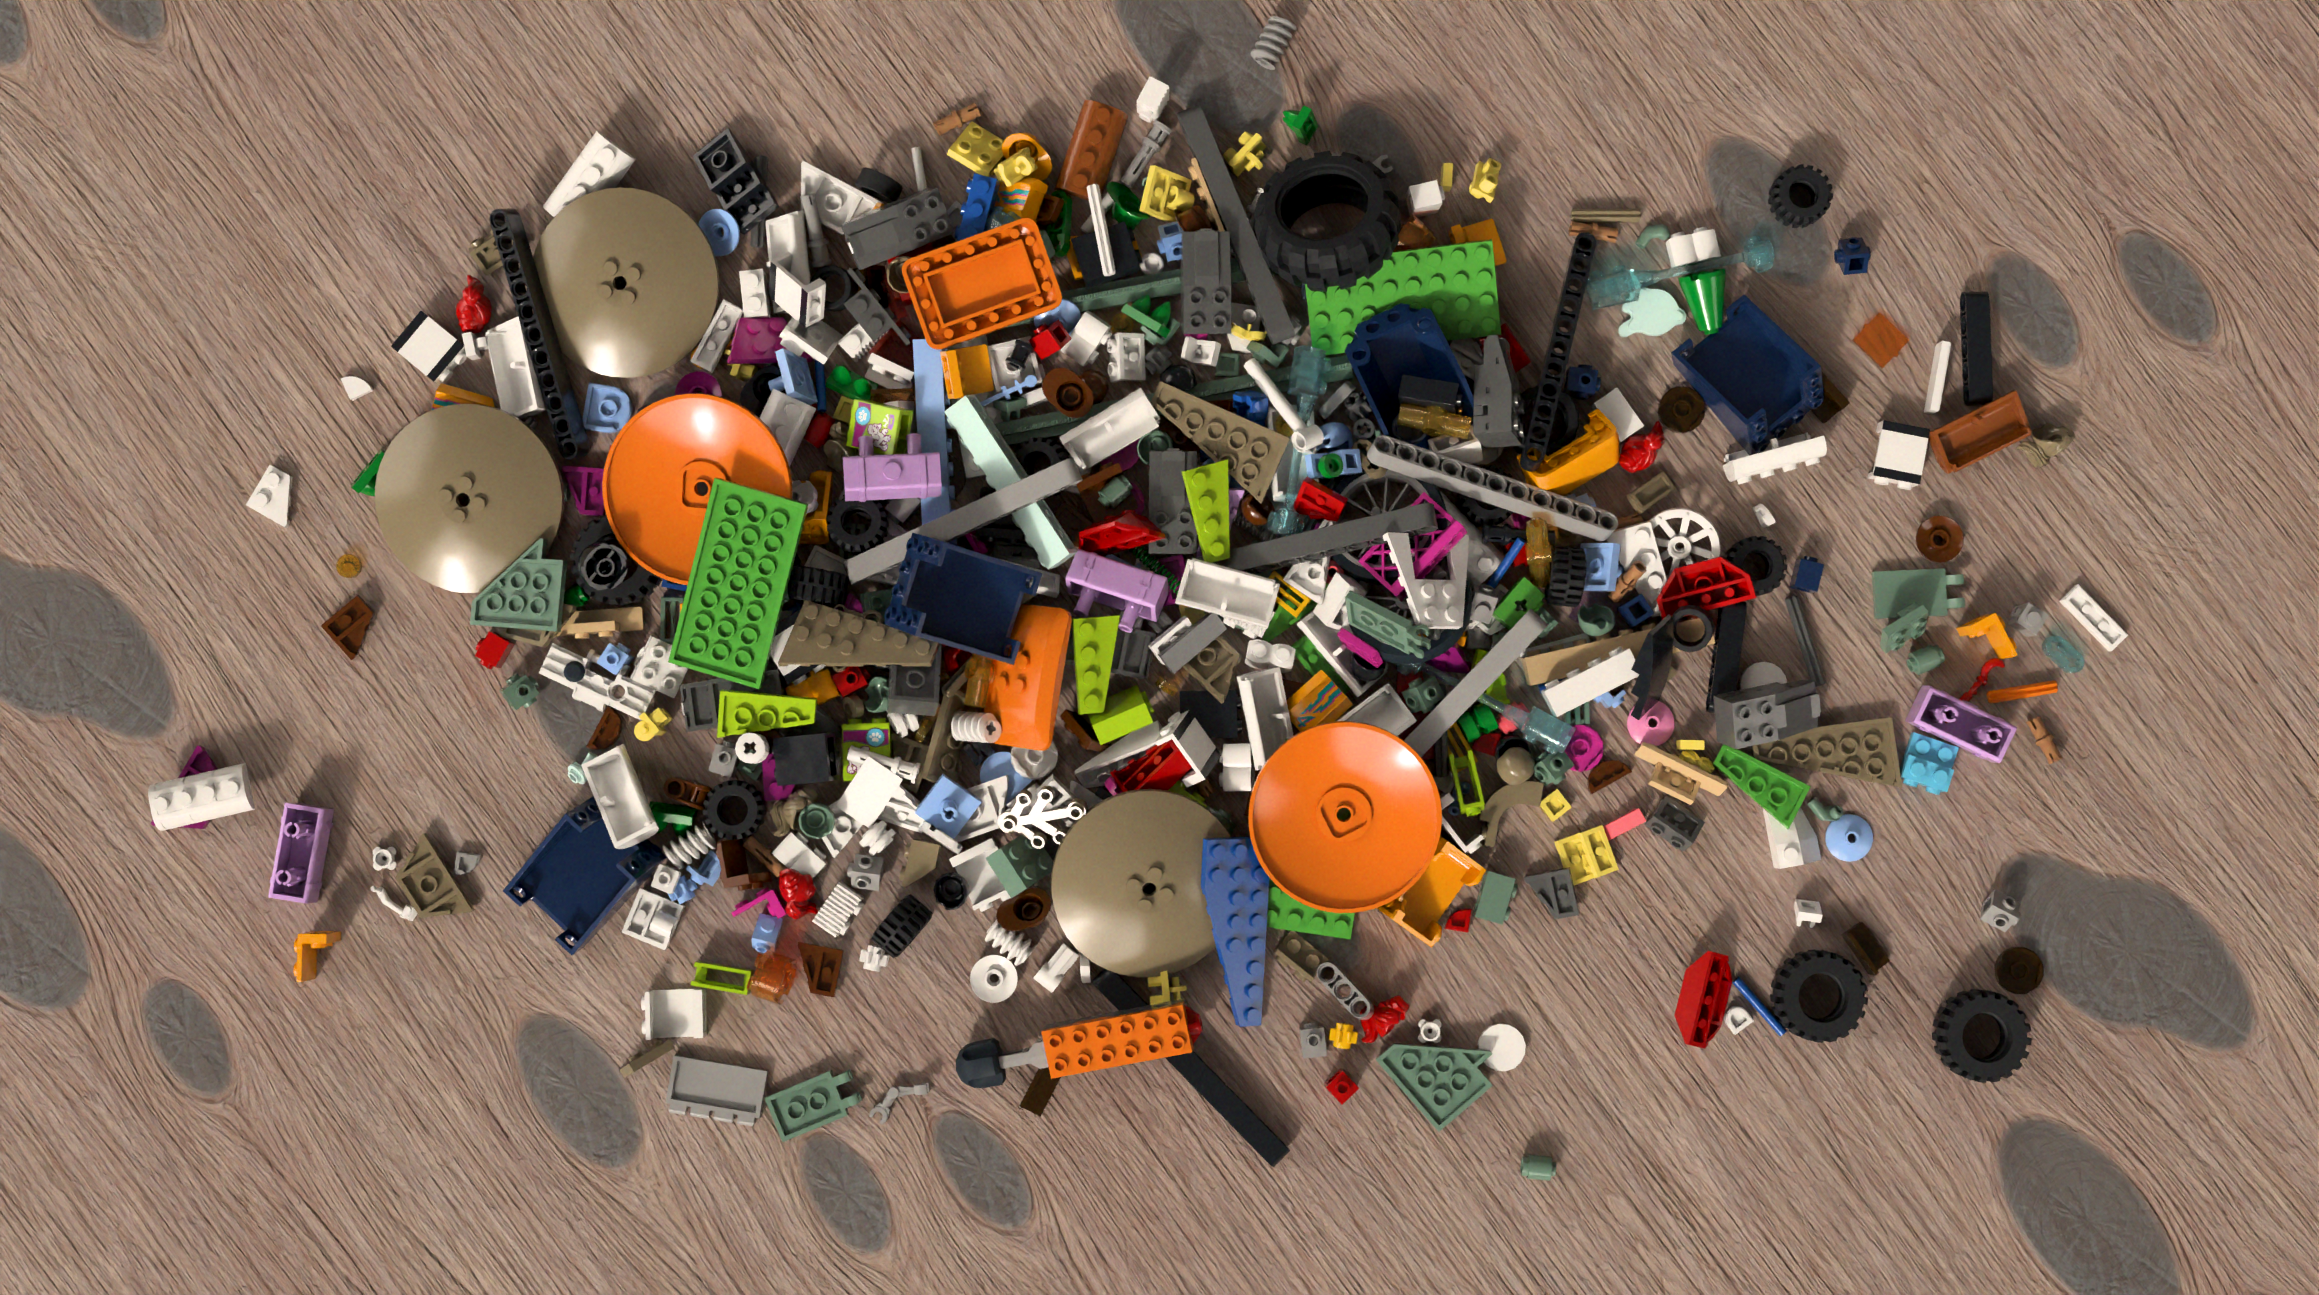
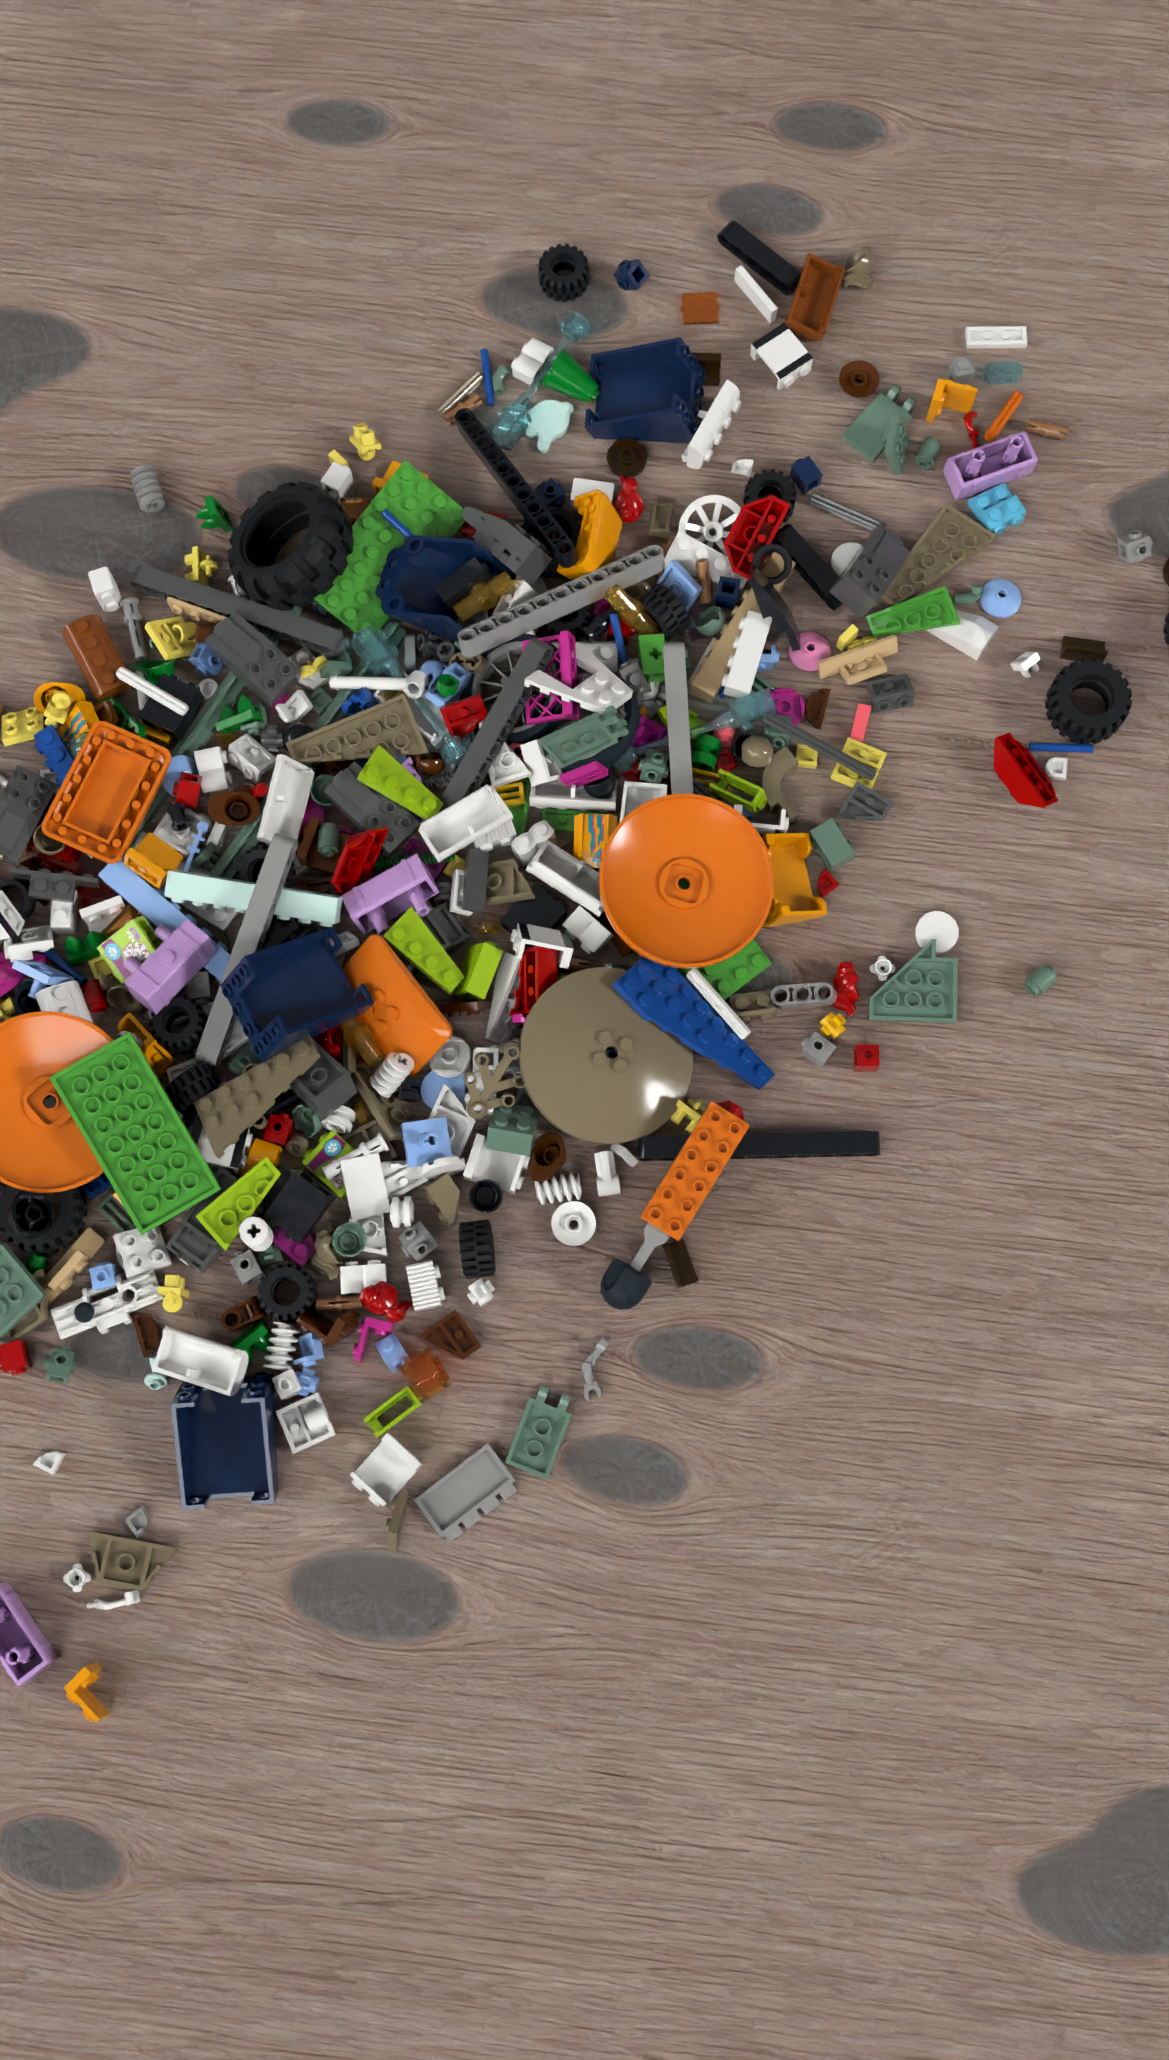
camera: 45 degrees left, 10 degrees down
(446, 753) = (50, 1461): none -> white tile
(1101, 398) = (259, 790): none -> red piece
(1273, 932) = (718, 1003): none -> white axle
(1431, 289) = (396, 523): none -> blue bar
(1568, 812) = (819, 745): none -> dark grey axle
(1643, 223) = (487, 377): none -> blue bar

